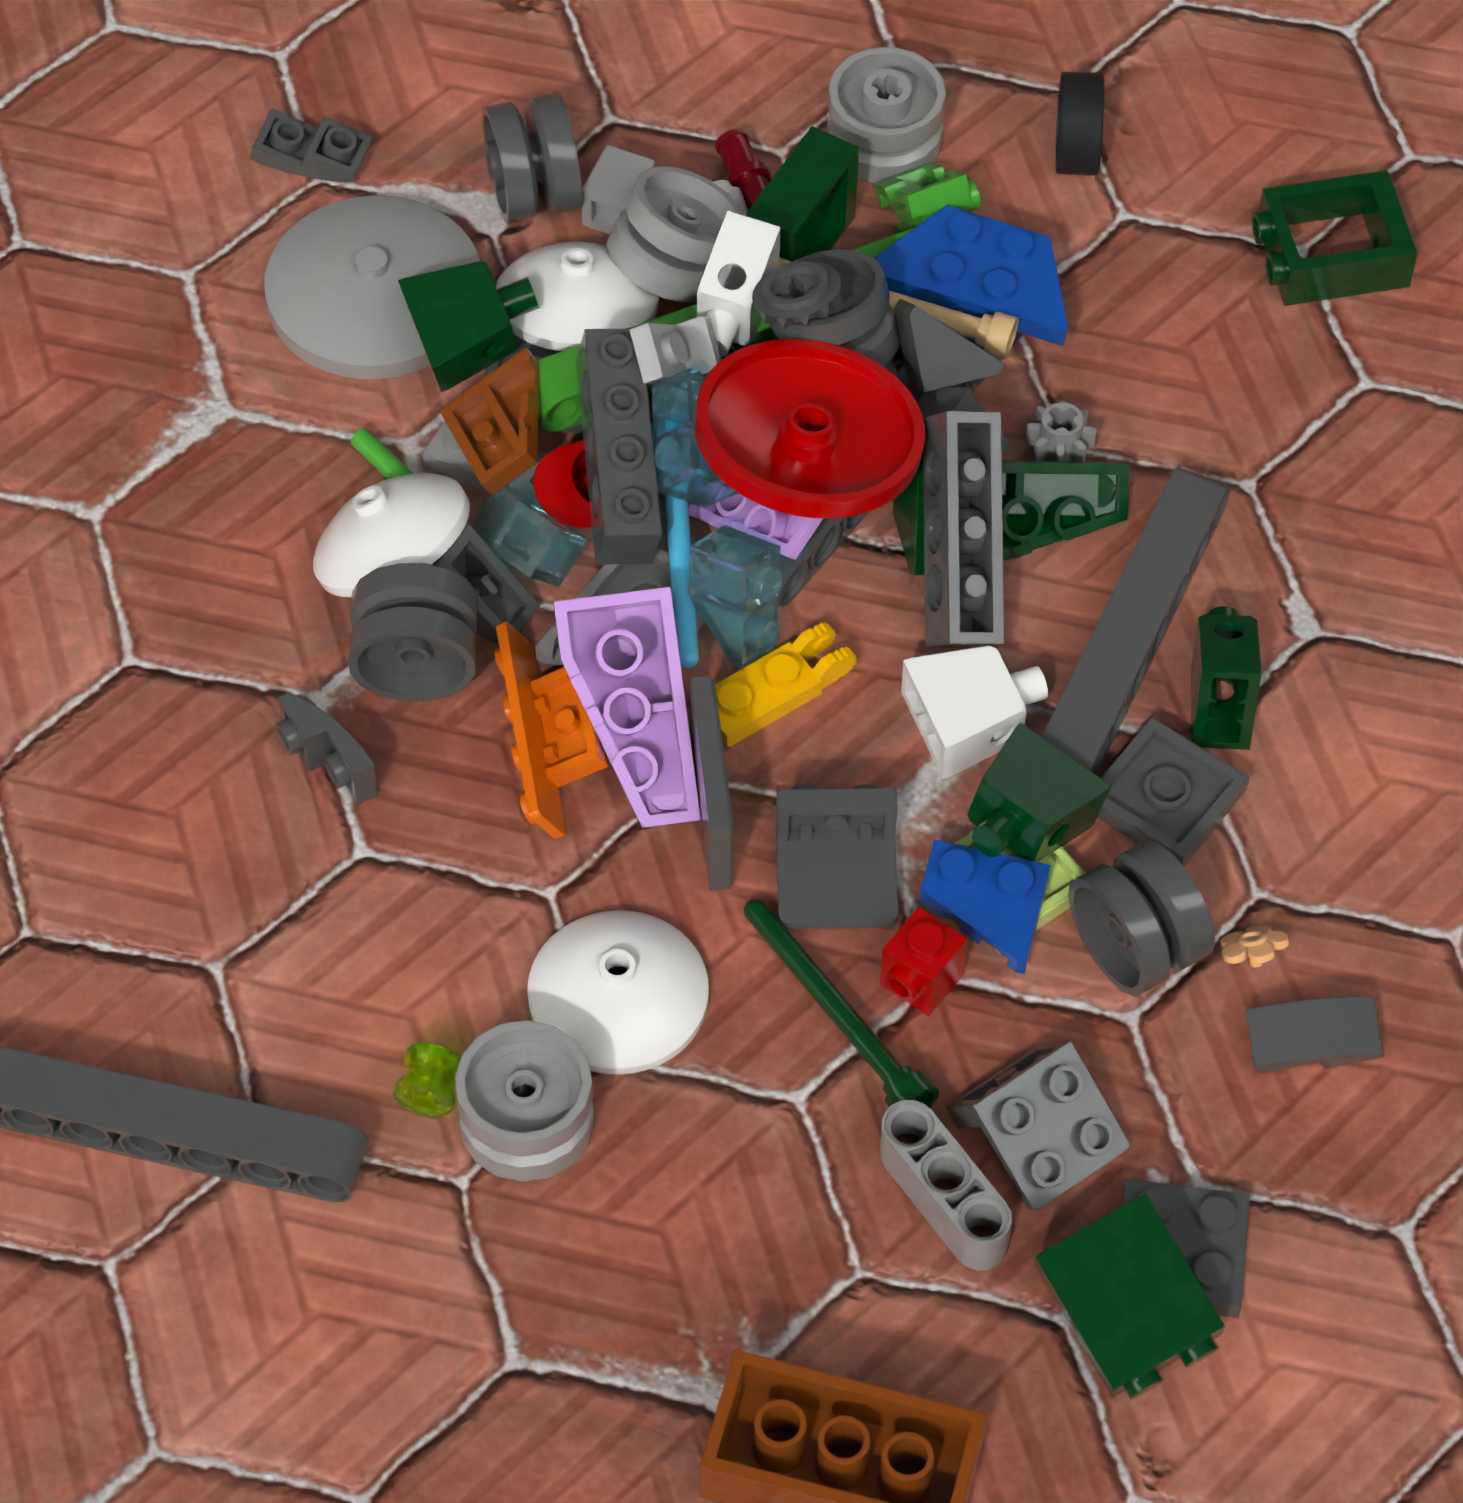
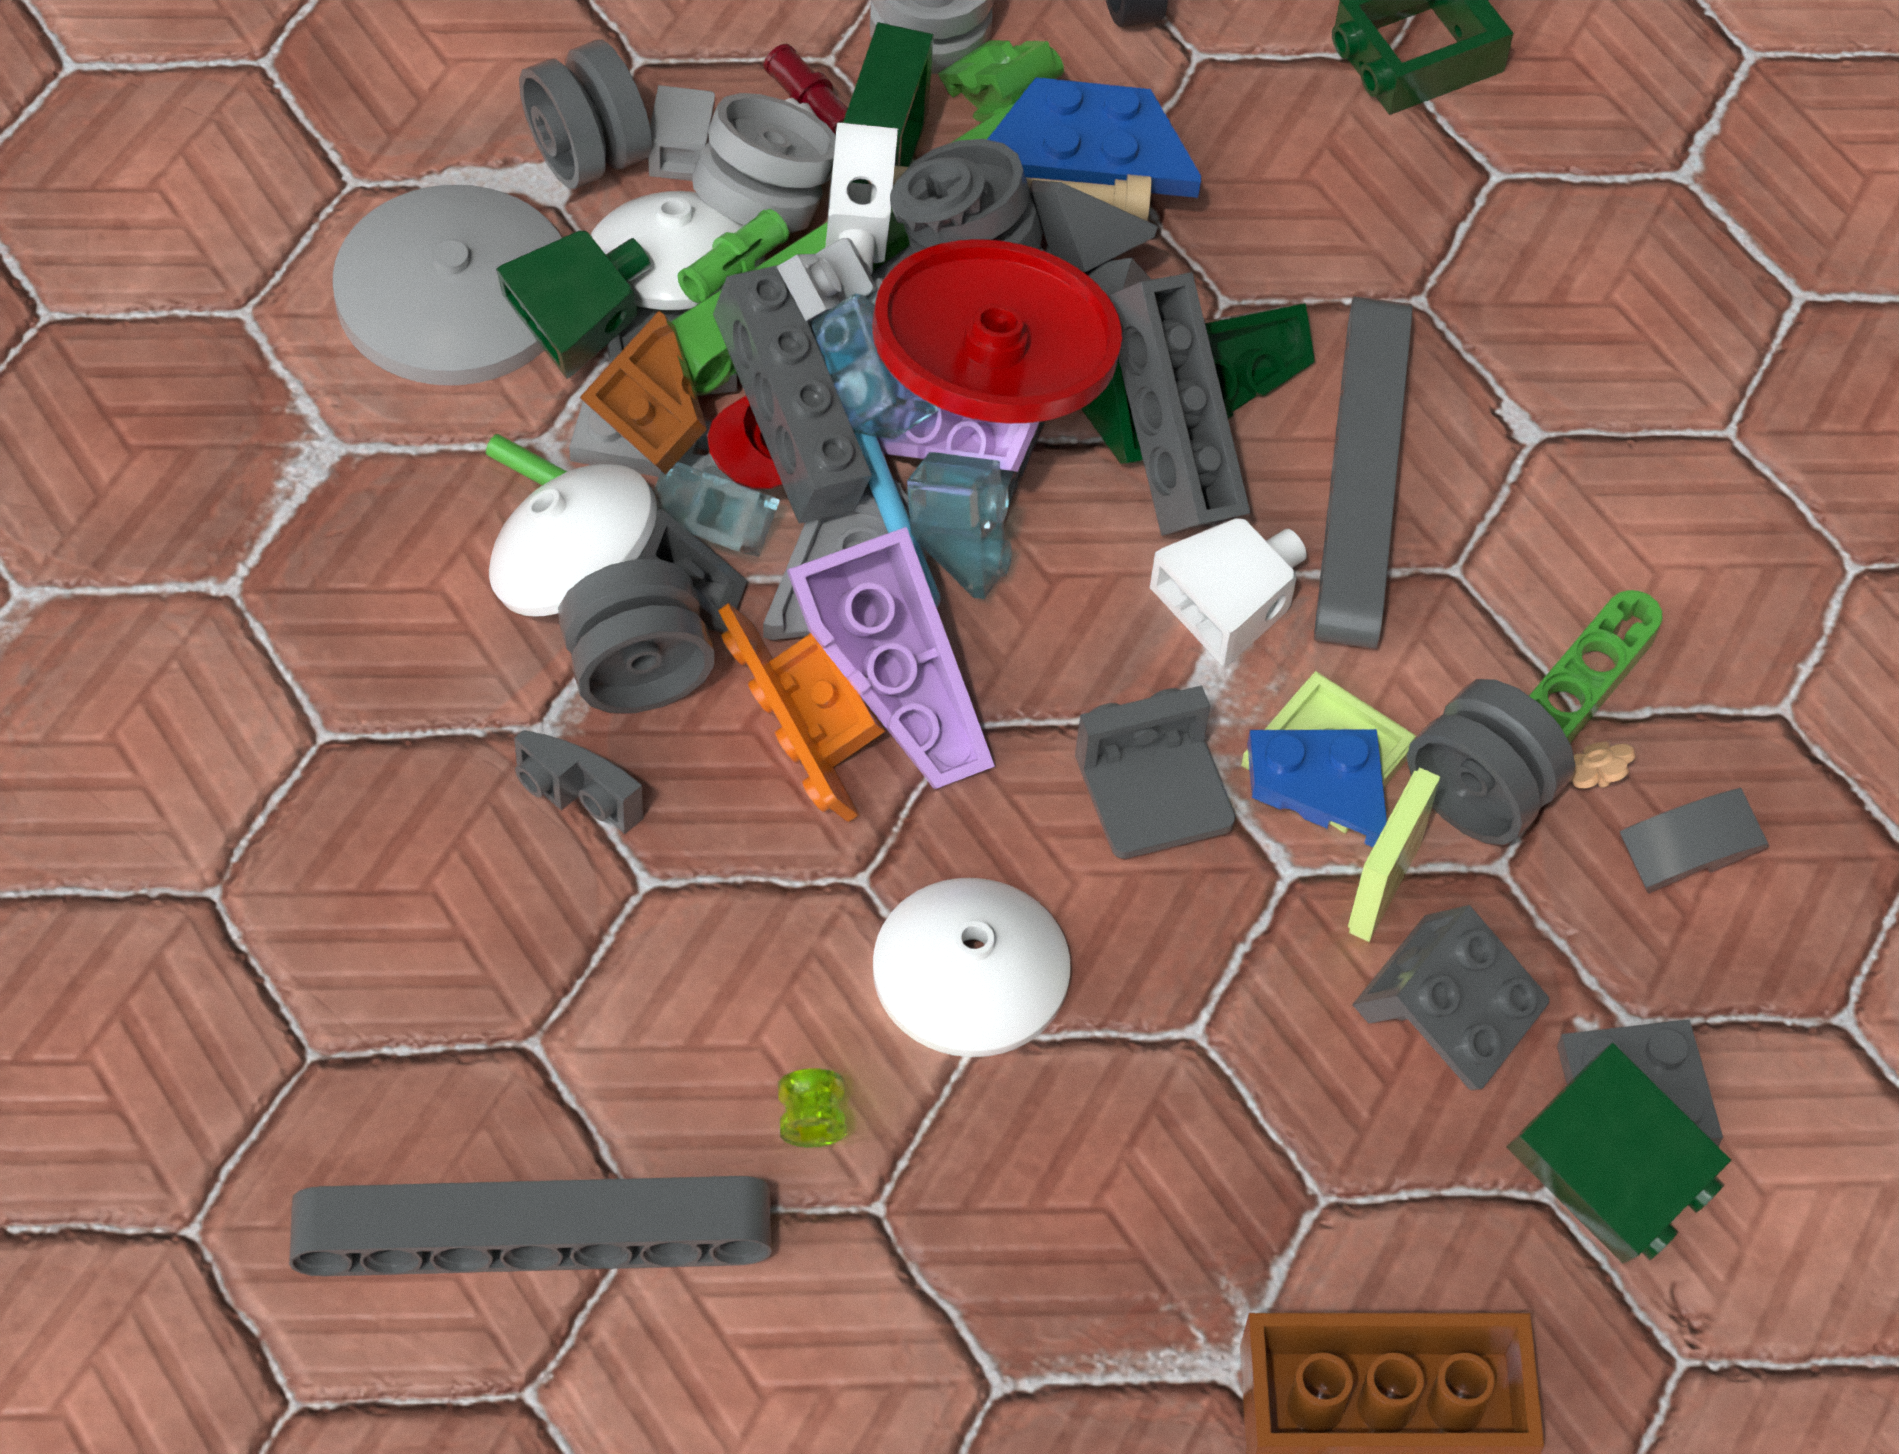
camera: 20 degrees left, 0 degrees up
(302, 149) = (321, 155): dark grey slope -> none
(524, 1100) = (926, 1105): light grey wheel -> none
(616, 310) = (733, 255): none -> bright green pin
(711, 782) = (1012, 733): dark grey tile -> none
(779, 683) = (1019, 610): yellow hinge -> none
(899, 1081) = (1307, 995): dark green piece -> none
(923, 961) = (1281, 859): red brick -> none
(947, 1211) = (1396, 1114): light grey beam -> none
(1021, 979) = (1393, 854): none -> yellowish green tile
(1034, 799) = (1335, 664): dark green torso -> none
(1060, 433) = (1225, 286): light grey gear -> none
(1169, 791) = (1456, 626): dark grey plate -> none
(1227, 652) = (1476, 477): dark green torso -> none
(1273, 872) = (1592, 686): none -> bright green beam

